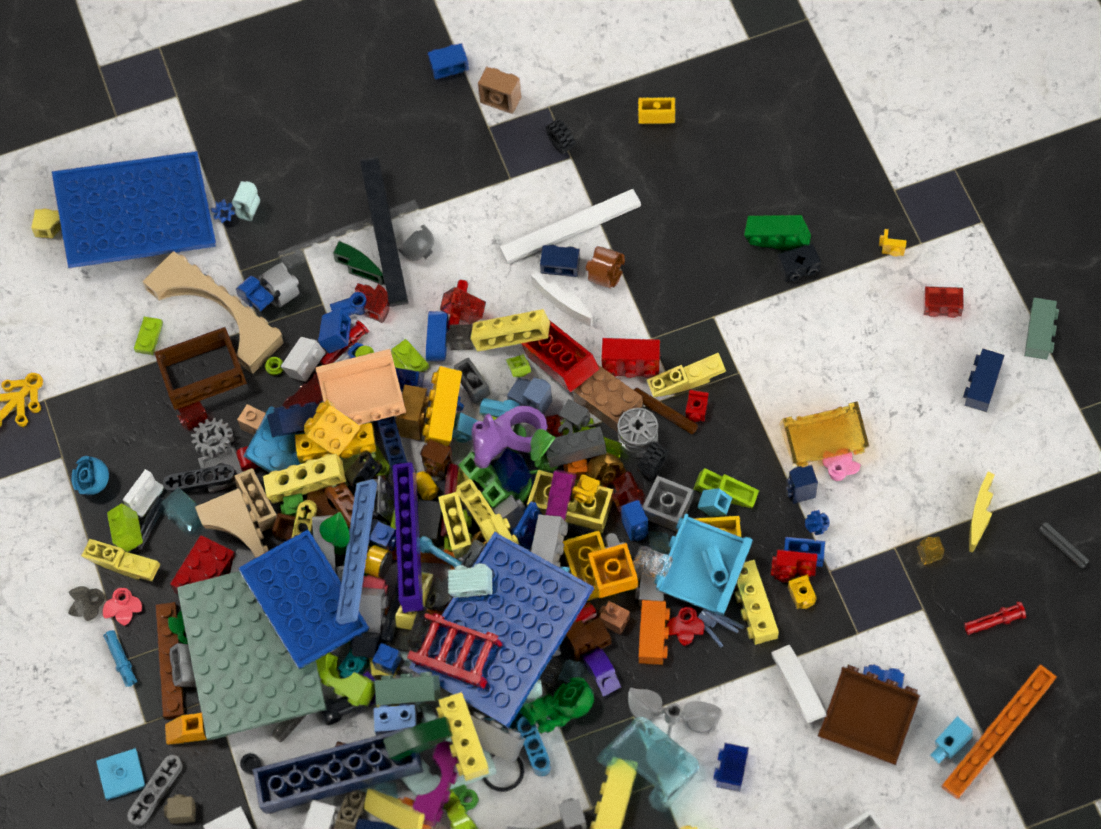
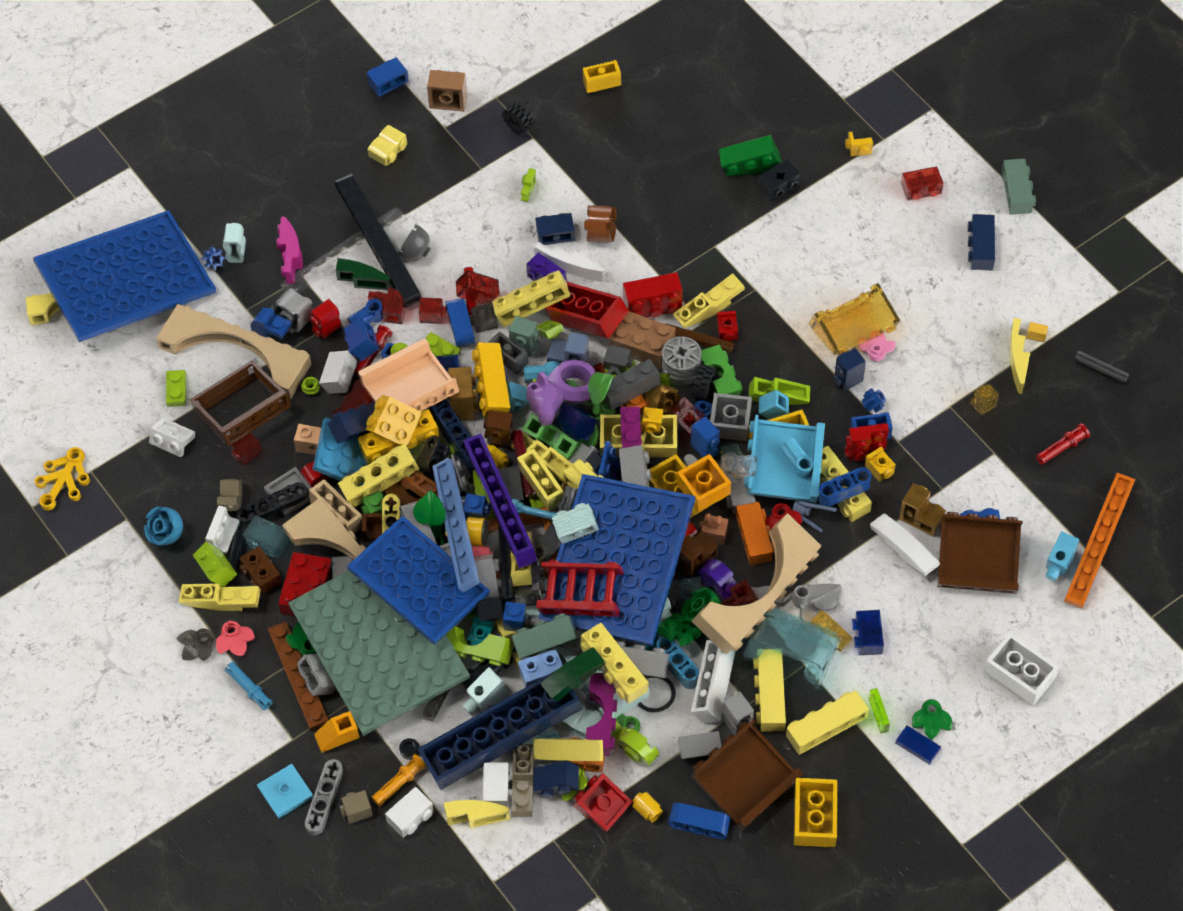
camera: 20 degrees left, 5 degrees down
(127, 384) = (170, 436): none -> white bracket
(163, 458) = (230, 494): none -> dark tan brick
(167, 544) = (260, 570): none -> reddish brown brick
(212, 437) = (272, 464): light grey gear -> none
(238, 788) = (405, 774): none -> light orange pin
(299, 220) = (289, 249): none -> dark pink slope
(306, 302) = (325, 319): none -> red brick
(337, 727) = (485, 691): none -> light aqua torso
(413, 317) = (431, 310): none -> clear red brick
(425, 133) = (387, 145): none -> light yellow brick
(491, 367) = (525, 334): none -> sand green brick
(531, 300) = (541, 266): none -> dark purple brick
(550, 205) = (528, 181): none -> lime plate
(560, 776) = (712, 683): none -> white brick
(570, 226) = (553, 197): white tile -> none
(591, 726) = (731, 624): none -> tan arch
(615, 700) = (741, 595): none -> clear red brick
(649, 482) = (703, 403): none -> blue plate
(673, 439) = (719, 359): none -> bright green arch
(695, 744) = (827, 621): none -> clear yellow slope
(760, 603) = (848, 479): none -> blue beam
(824, 654) = (919, 512): none -> pearl gold brick
(1009, 490) = (1037, 332): none -> yellow slope

